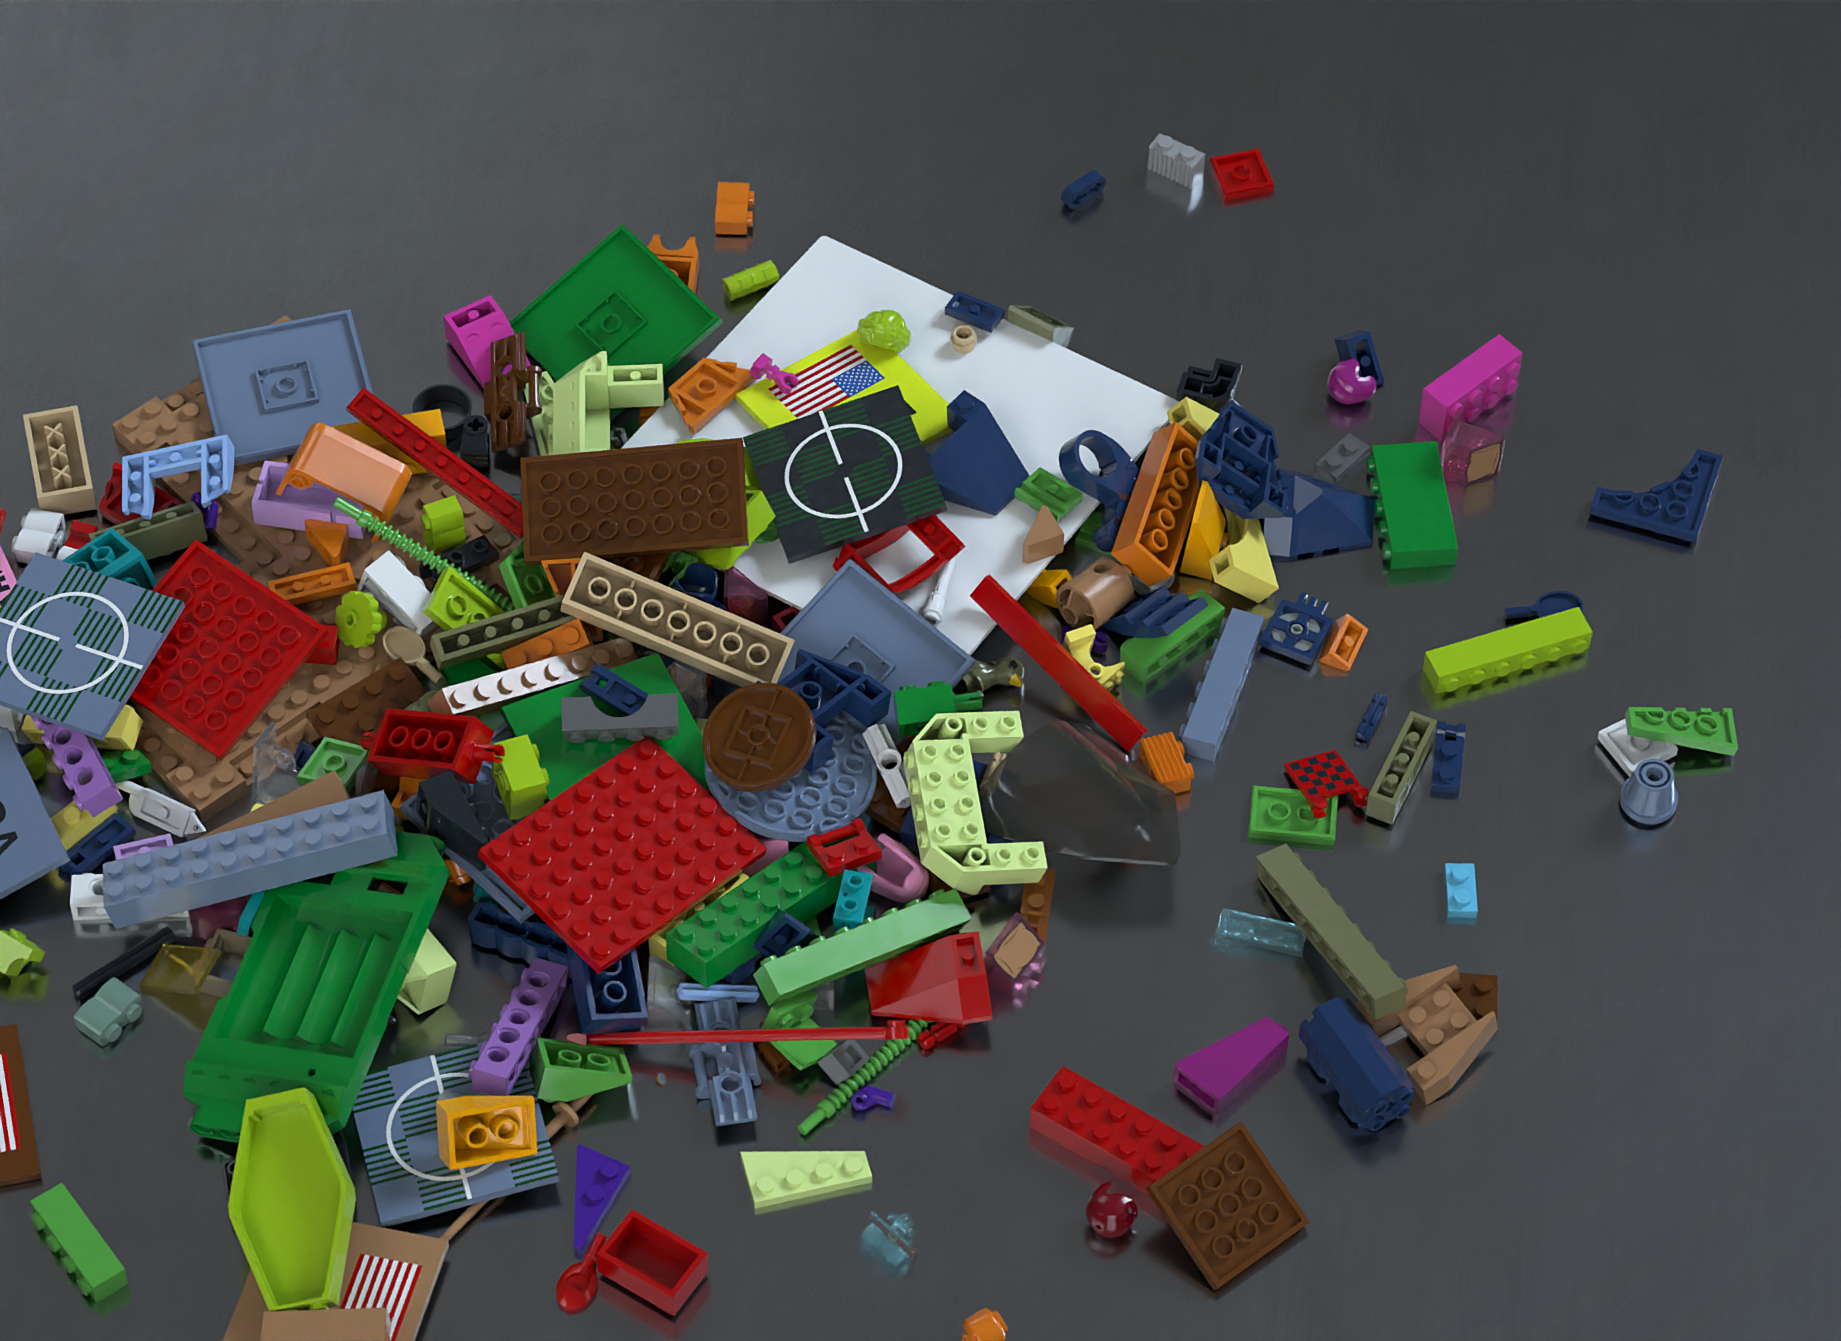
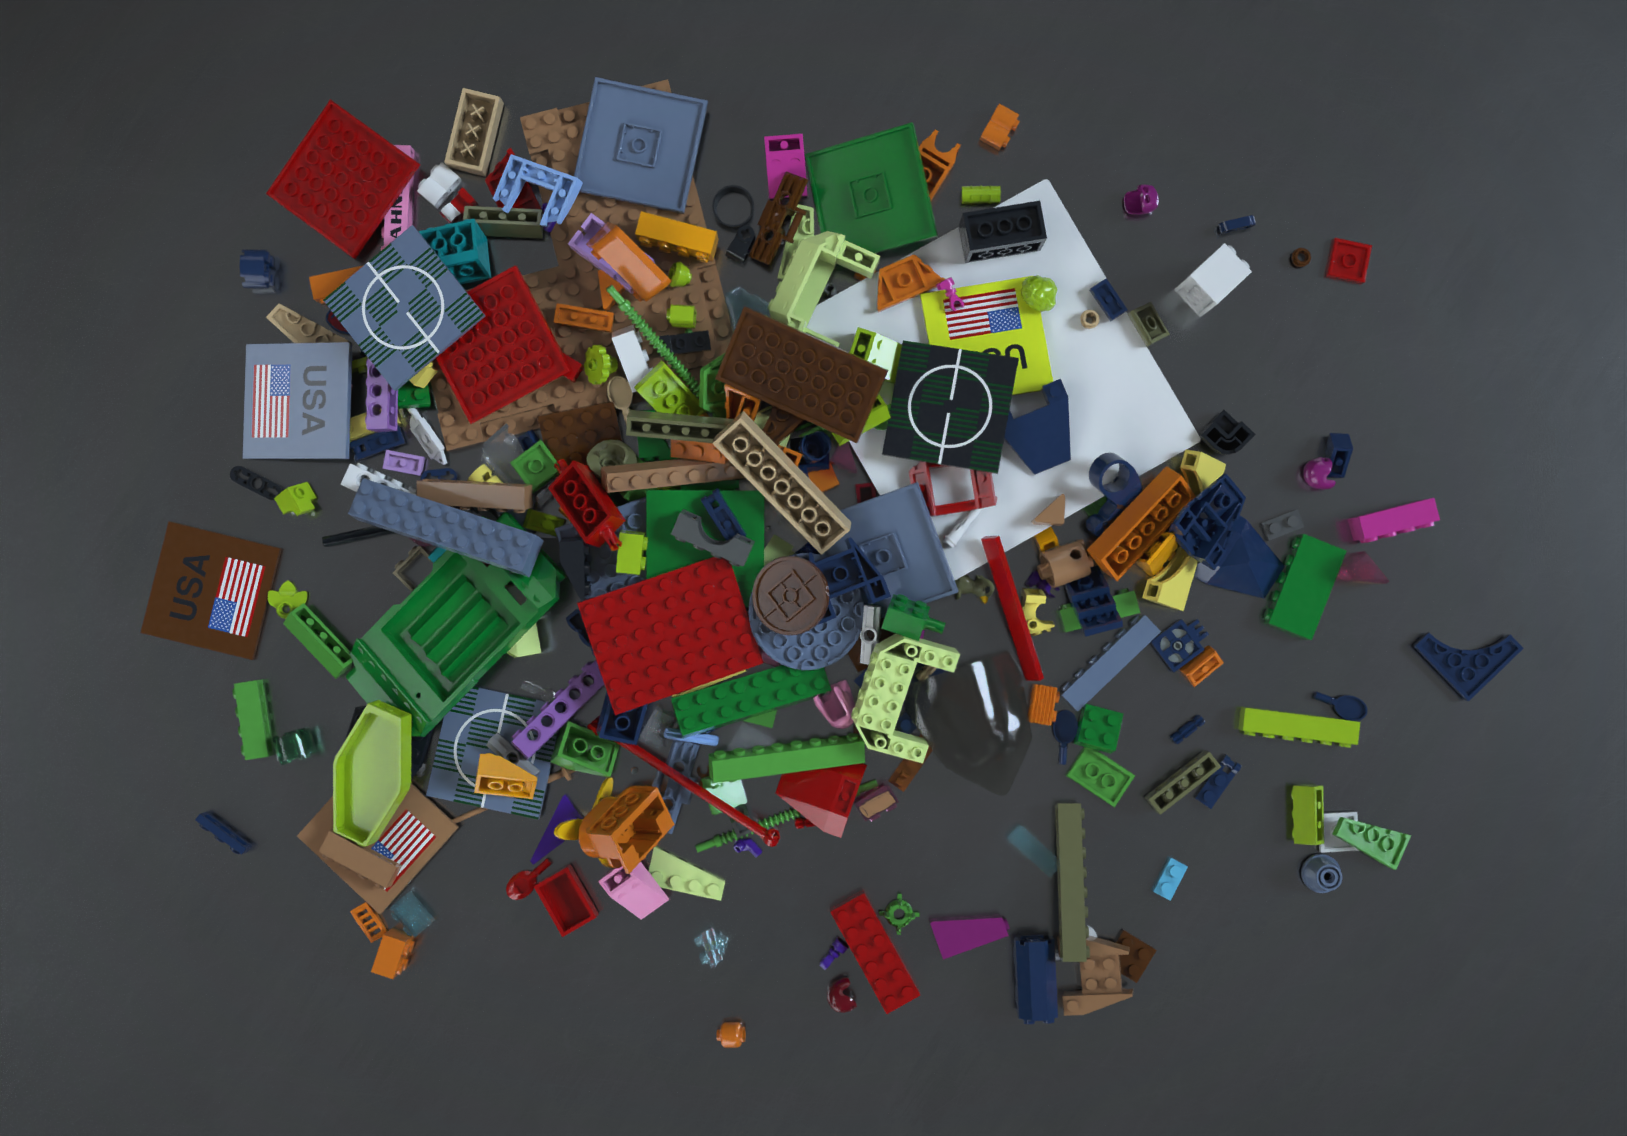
camera: 25 degrees right, 35 degrees up
(56, 1079) = (287, 596): none -> lime plate
(108, 1012) = (335, 568): sand green brick -> none
(130, 1102) = (319, 640): none -> bright green brick
(156, 1240) = (293, 745): none -> clear green brick
(180, 969) = (387, 561): clear yellow piece -> none
(416, 492) = (679, 275): none -> lime cone
(438, 460) = (696, 270): red tile -> none
(678, 1115) = (620, 827): none -> orange brick
(741, 1204) = (634, 891): none -> bright pink slope
(783, 934) = (744, 732): dark blue slope -> none
(799, 286) = (1002, 231): none -> black brick
(846, 854) = (809, 692): red plate -> none
(852, 900) = (792, 733): teal panel -> none
(954, 207) = (1142, 200): none -> magenta helmet
(1048, 490) = (1074, 479): bright green plate -> none
(1069, 1158) = (839, 947): none -> dark purple piece
(1087, 234) = (1213, 280): none -> white brick
(1141, 1080) = (899, 904): none -> bright green piece
(1176, 160) = (1310, 231): light grey brick -> none
(1182, 191) = (1306, 255): none -> reddish brown plate
(1215, 784) = (1064, 731): none -> dark blue piece
(1227, 1205) = (908, 1032): reddish brown plate -> none
(1254, 755) = (1098, 728): none -> green brick
(1325, 777) = (1133, 760): red flag -> none
(1584, 735) = (1308, 814): none -> lime brick

